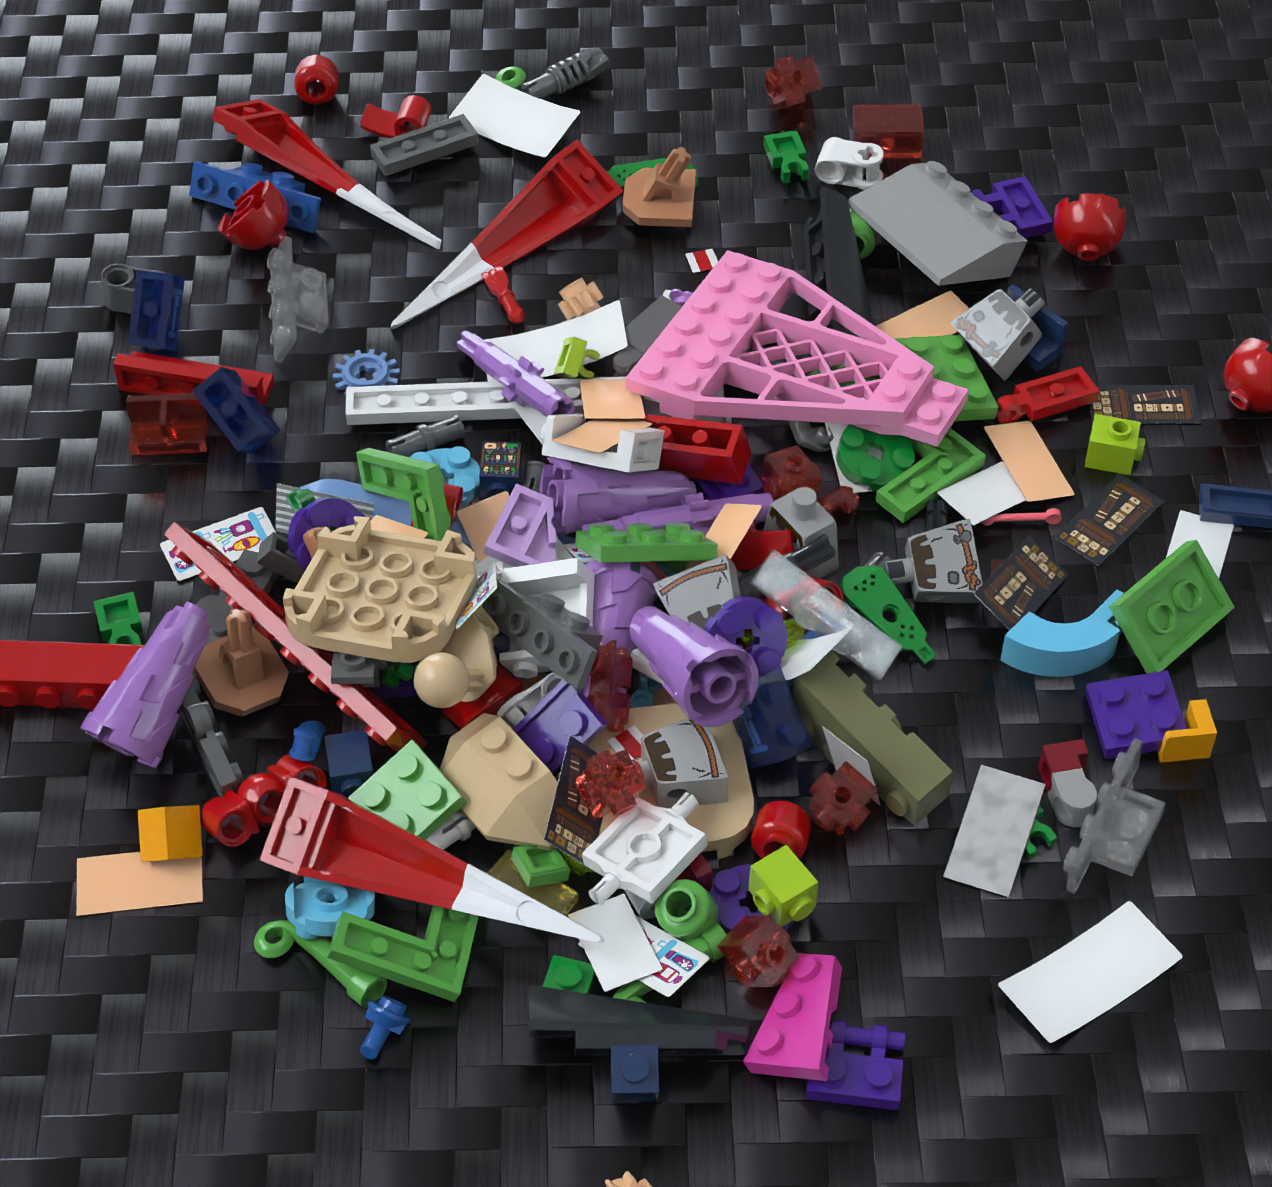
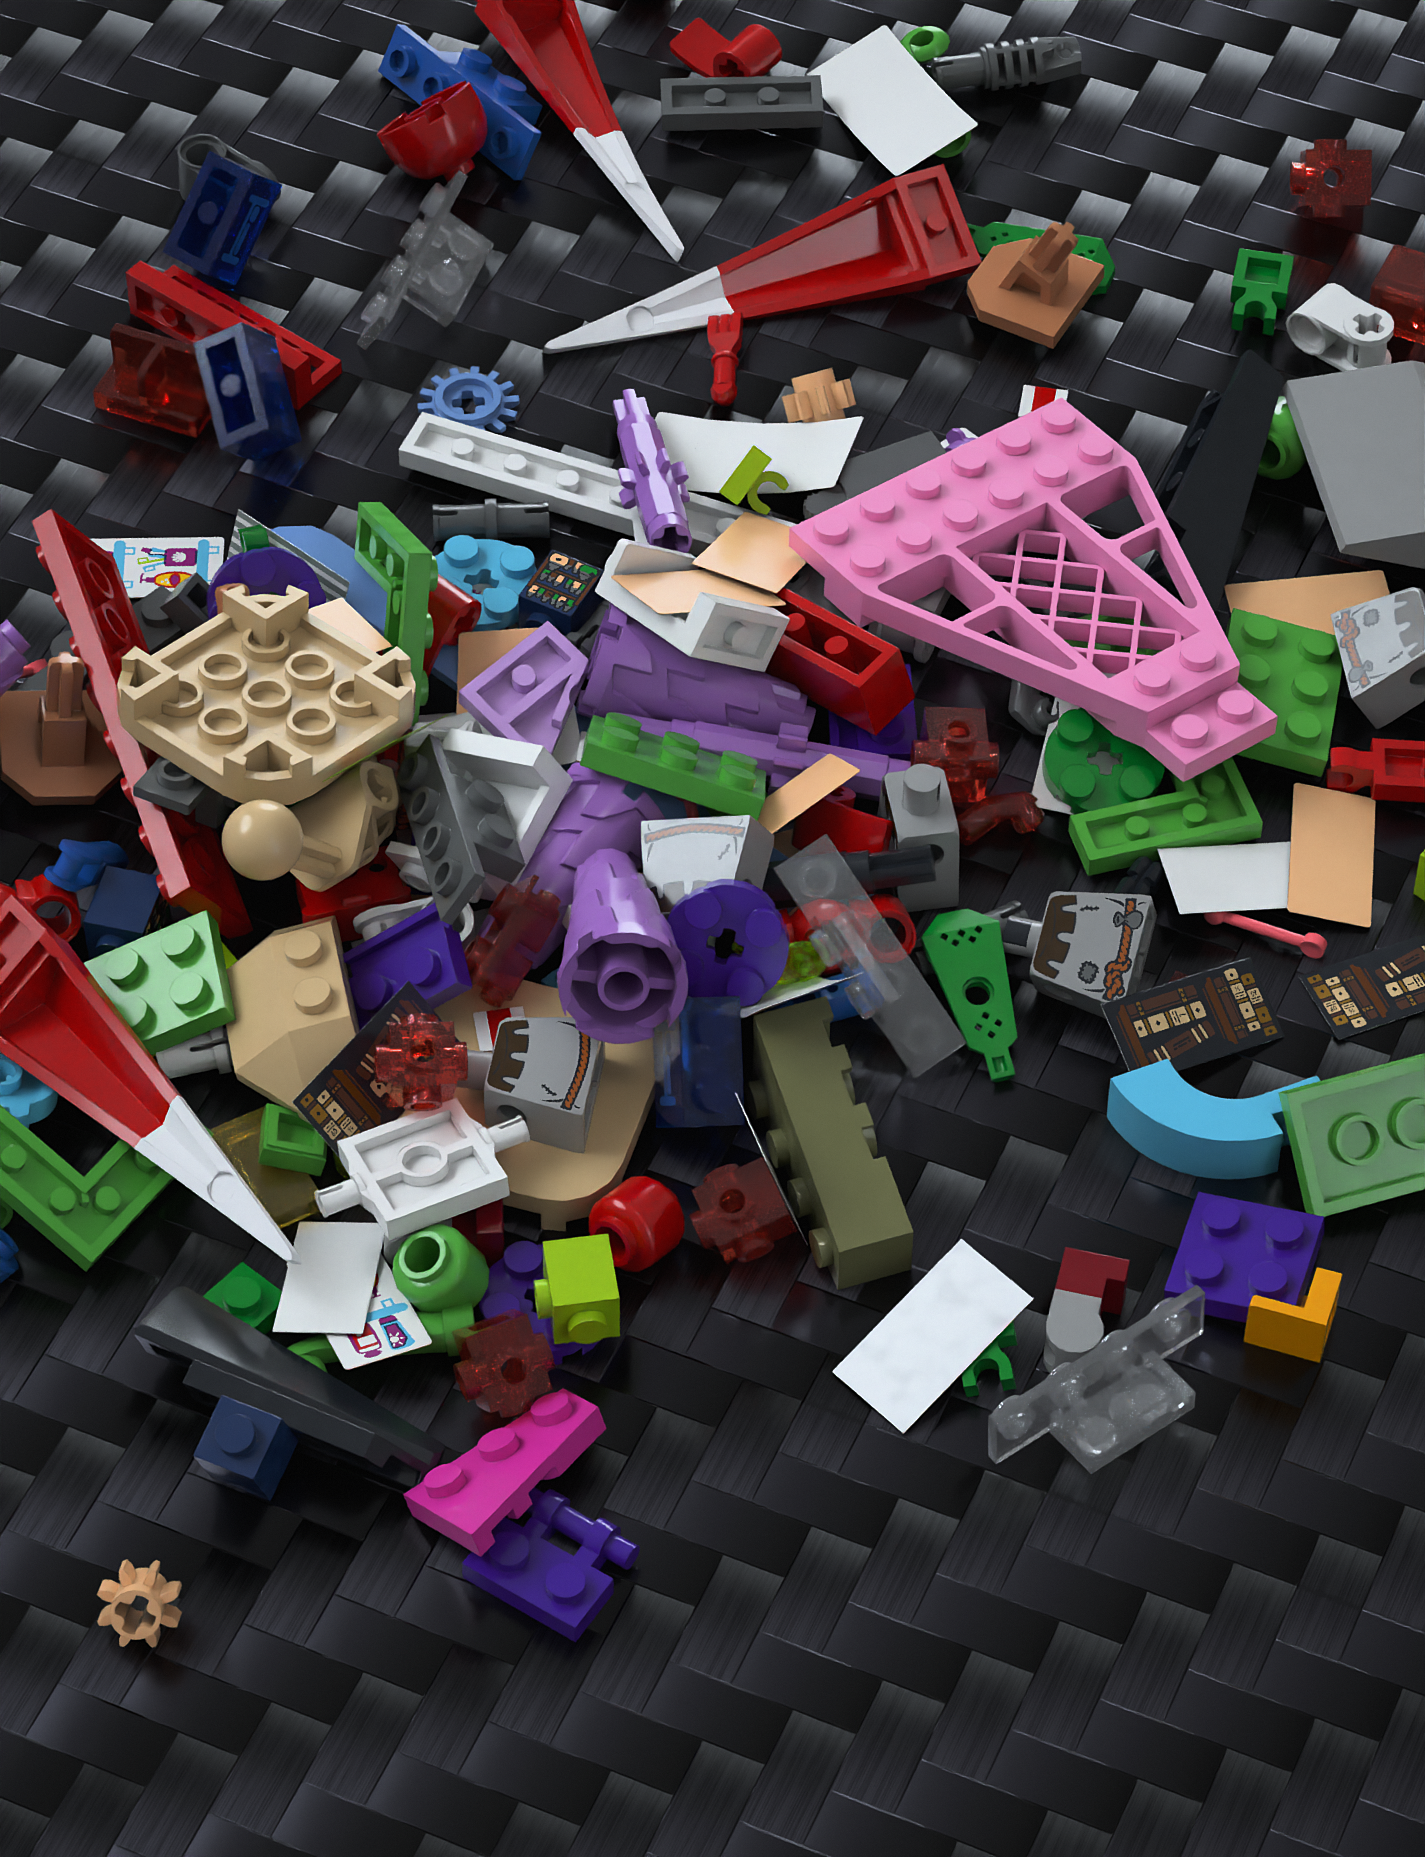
camera: 25 degrees right, 0 degrees up
(1091, 973) = (949, 1577): white sticker -> none

